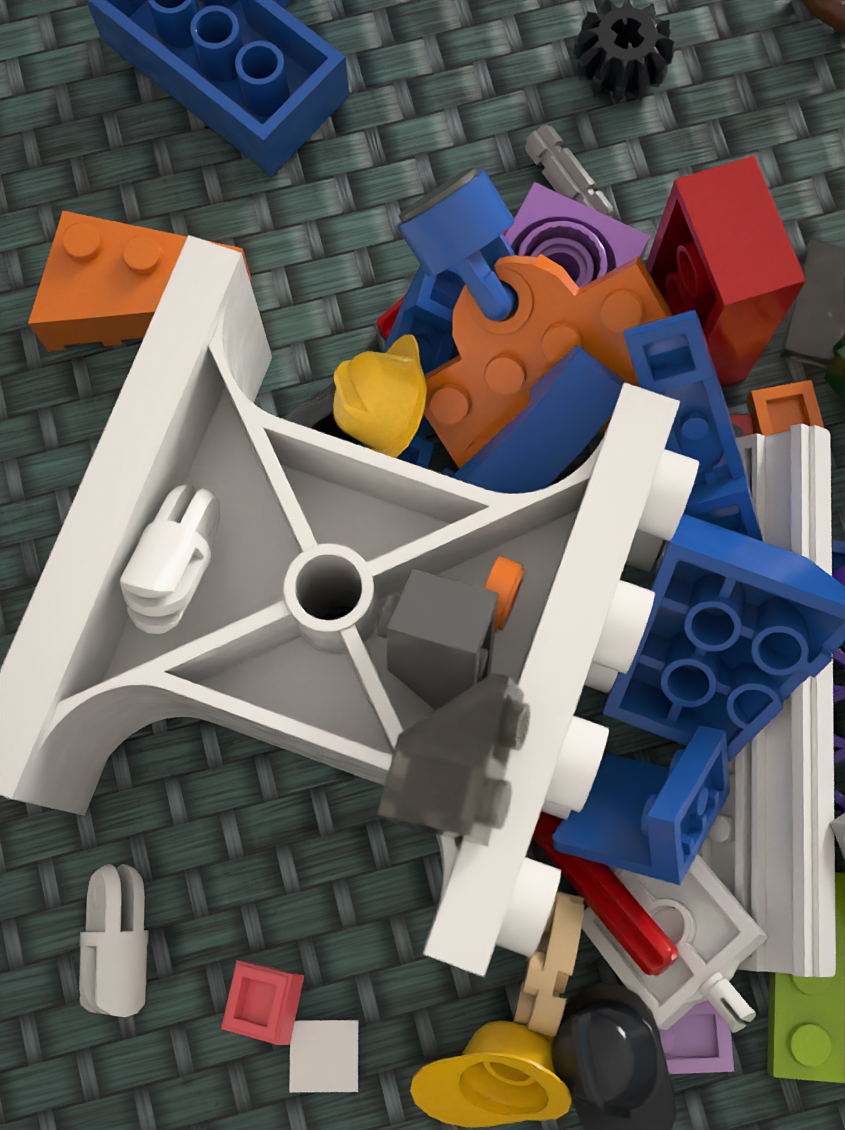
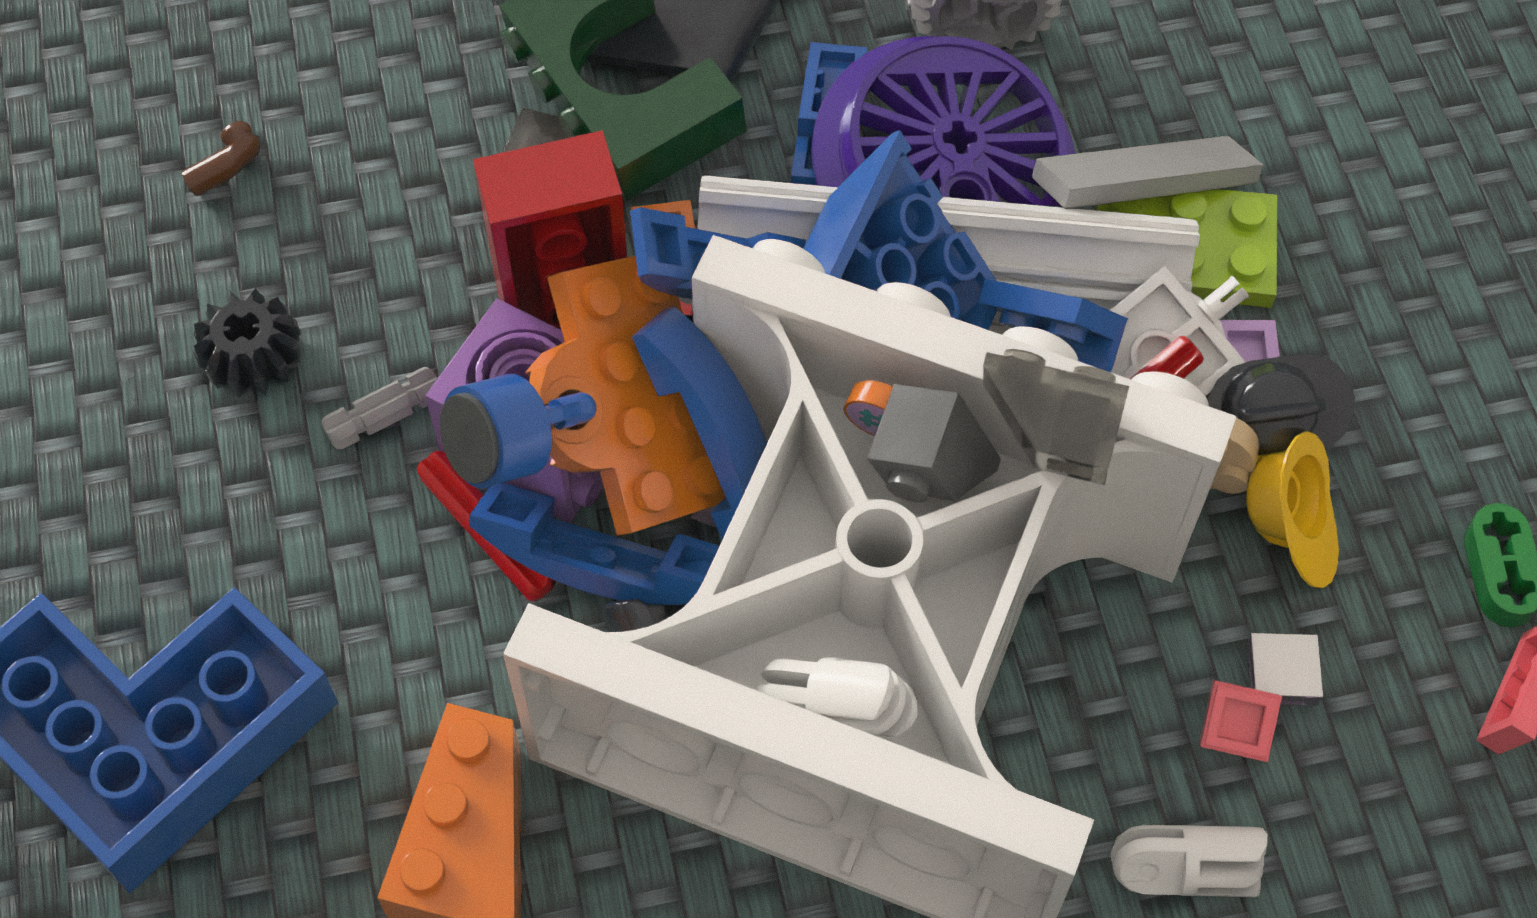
camera: 90 degrees left, 15 degrees down
(381, 397) = (640, 549): yellow piece -> none

